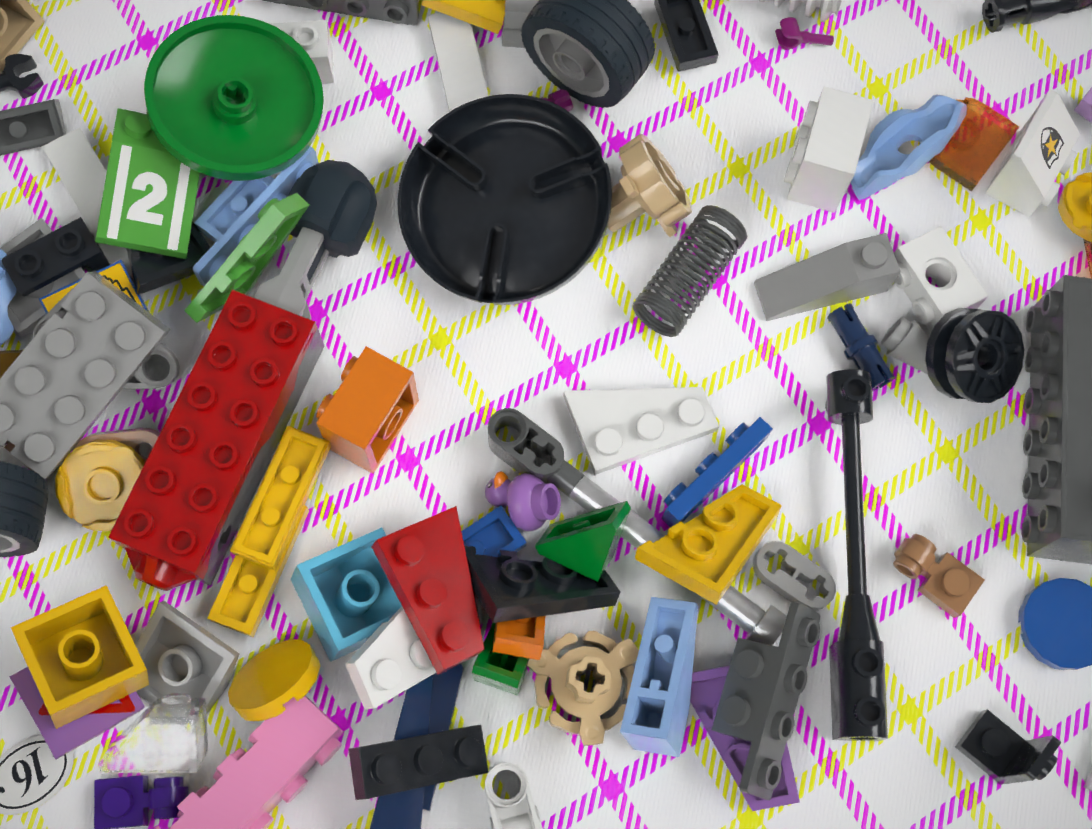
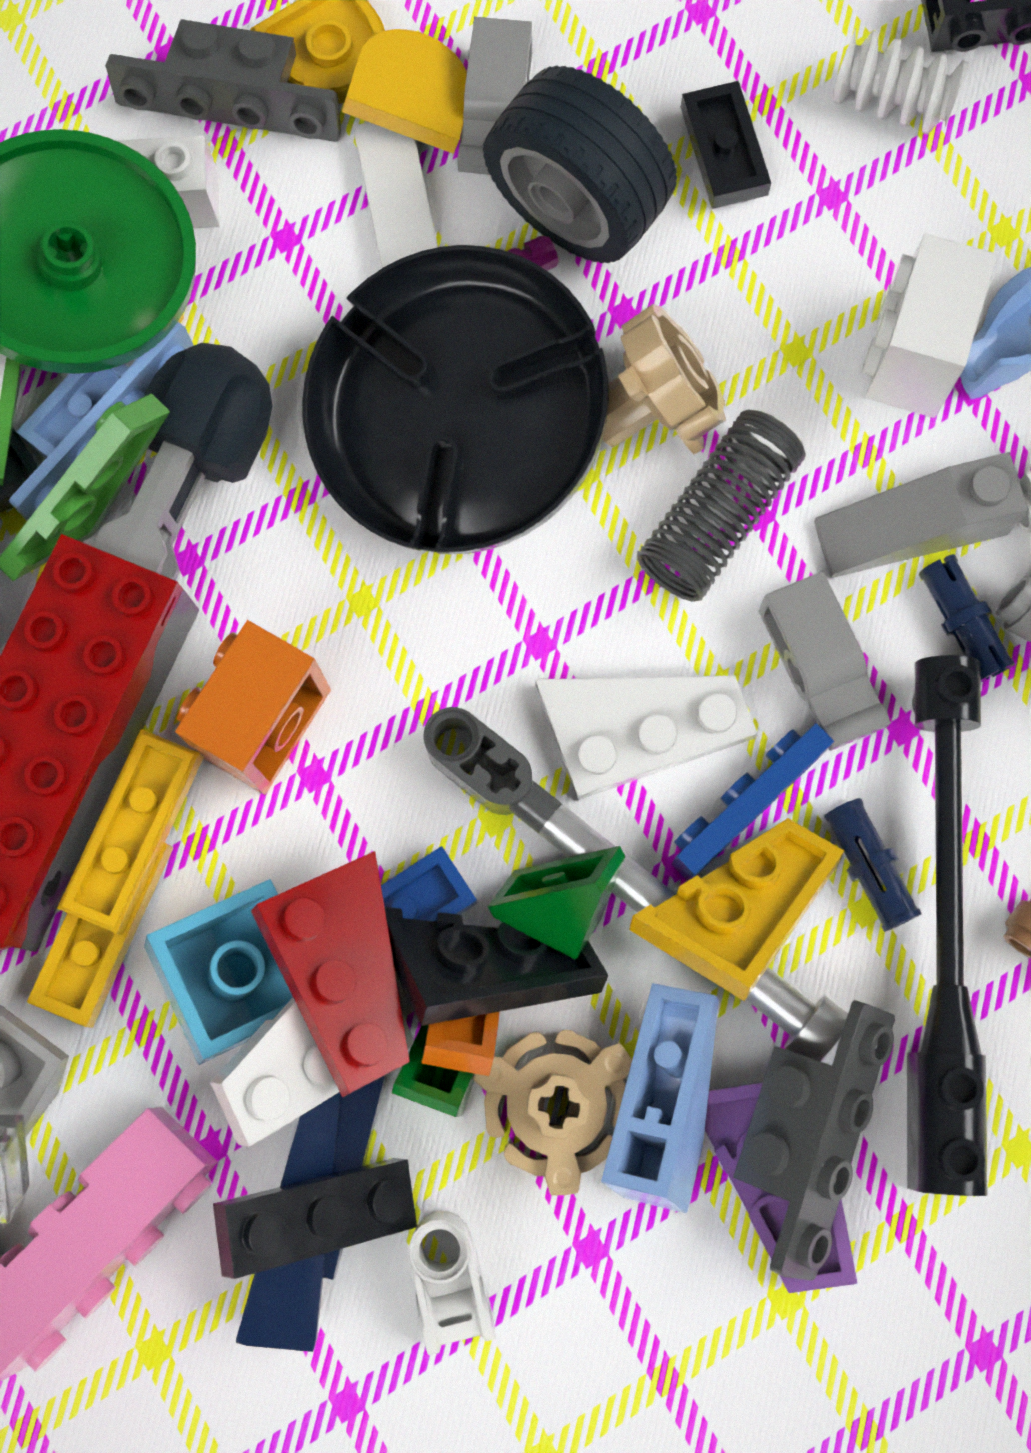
camera: 10 degrees right, 5 degrees up
(273, 679) = (115, 1092): yellow tile -> none
(527, 498) = (478, 835): medium lavender animal -> none
(763, 374) = (823, 659): none -> light grey piece
(785, 489) = (895, 904): none -> dark blue pin
(790, 35) = (879, 156): magenta hand -> none
(799, 567) = (868, 940): light grey beam -> none

